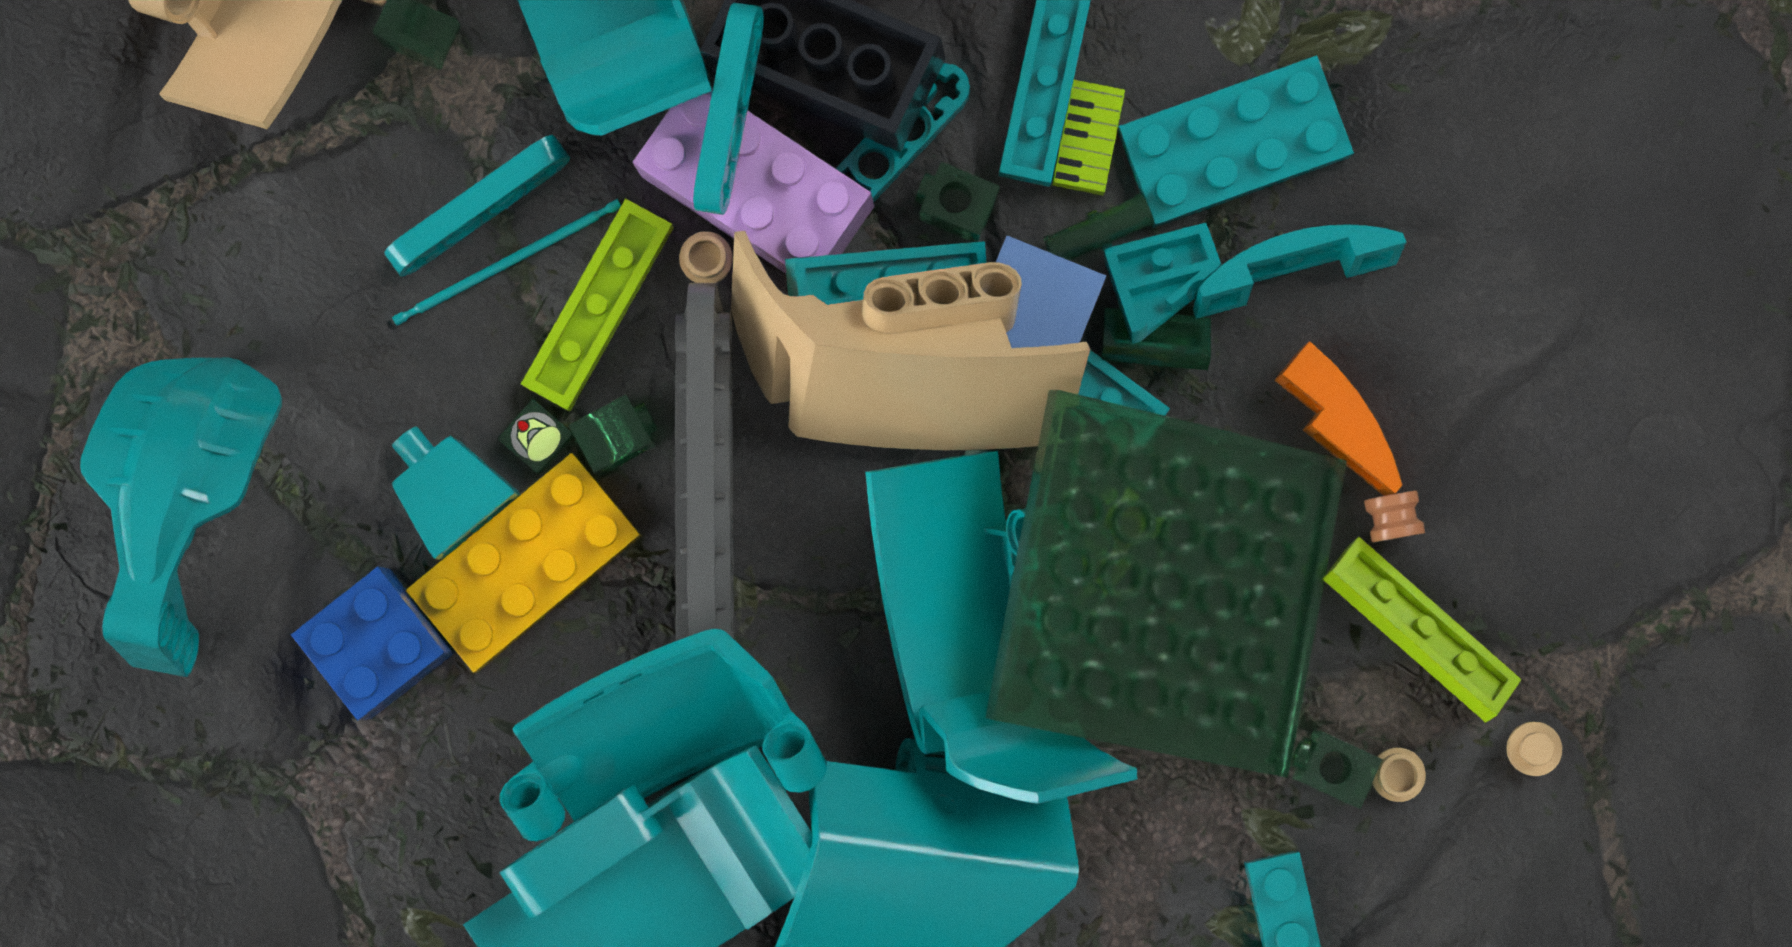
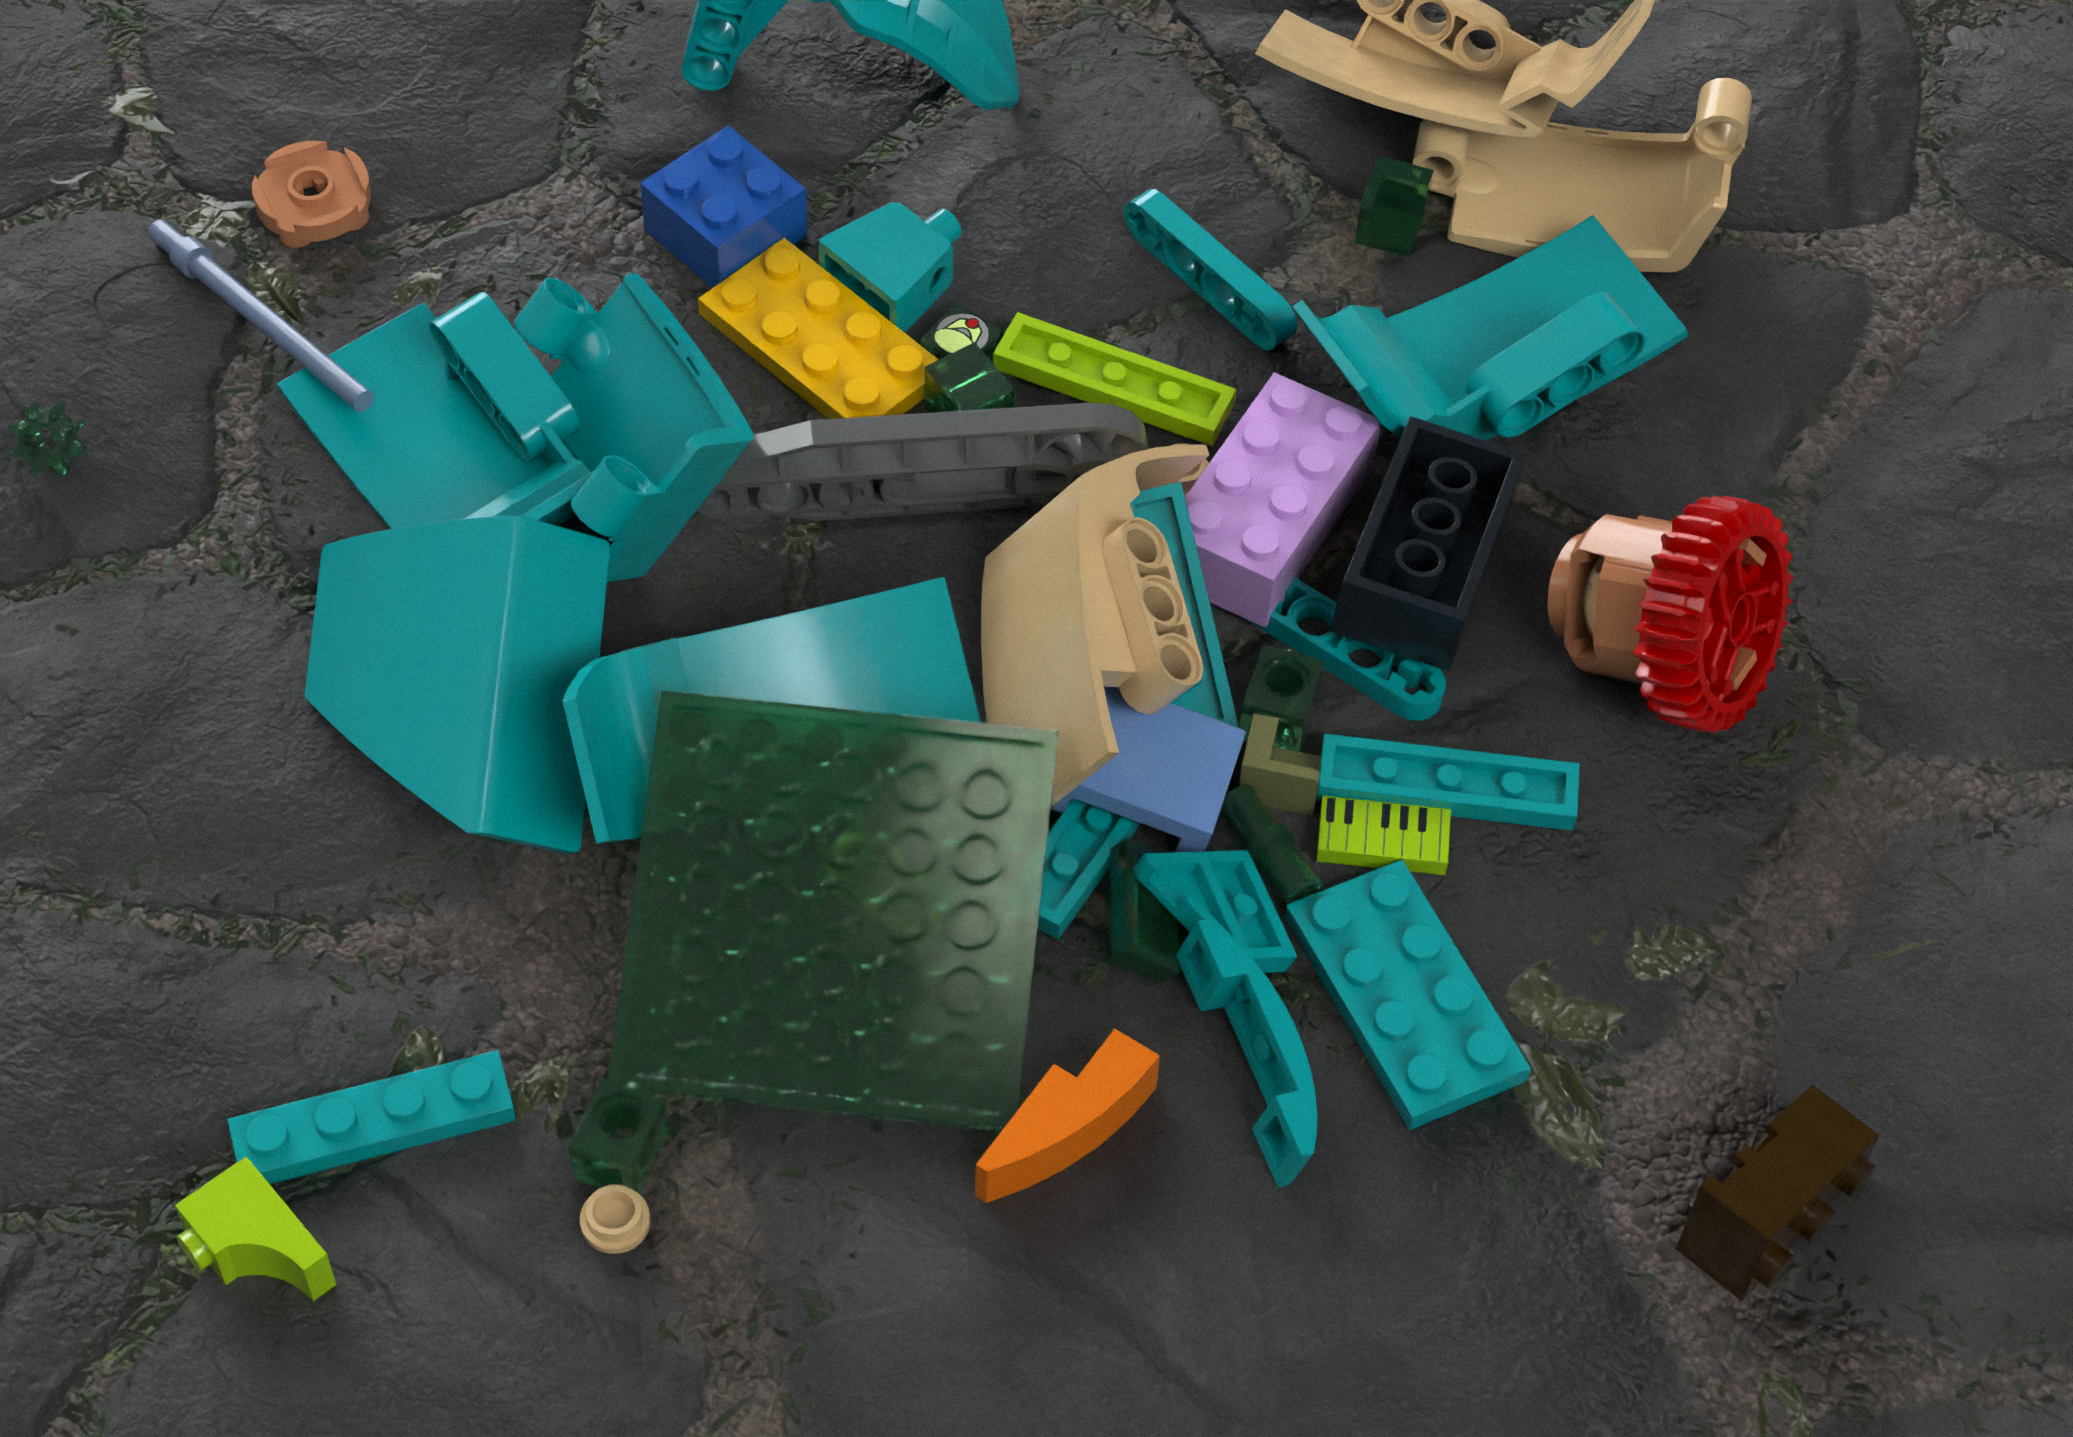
camera: 85 degrees right, 30 degrees down
(506, 262) = (1146, 301): teal piece -> none
(728, 108) = (1343, 433): teal beam -> none
(1023, 211) = (1279, 775): none -> olive panel
(1394, 516) = (948, 1187): nougat wheel -> none
(1422, 629) = (802, 1229): lime plate -> none
(1534, 748) = (654, 1379): tan plate -> none

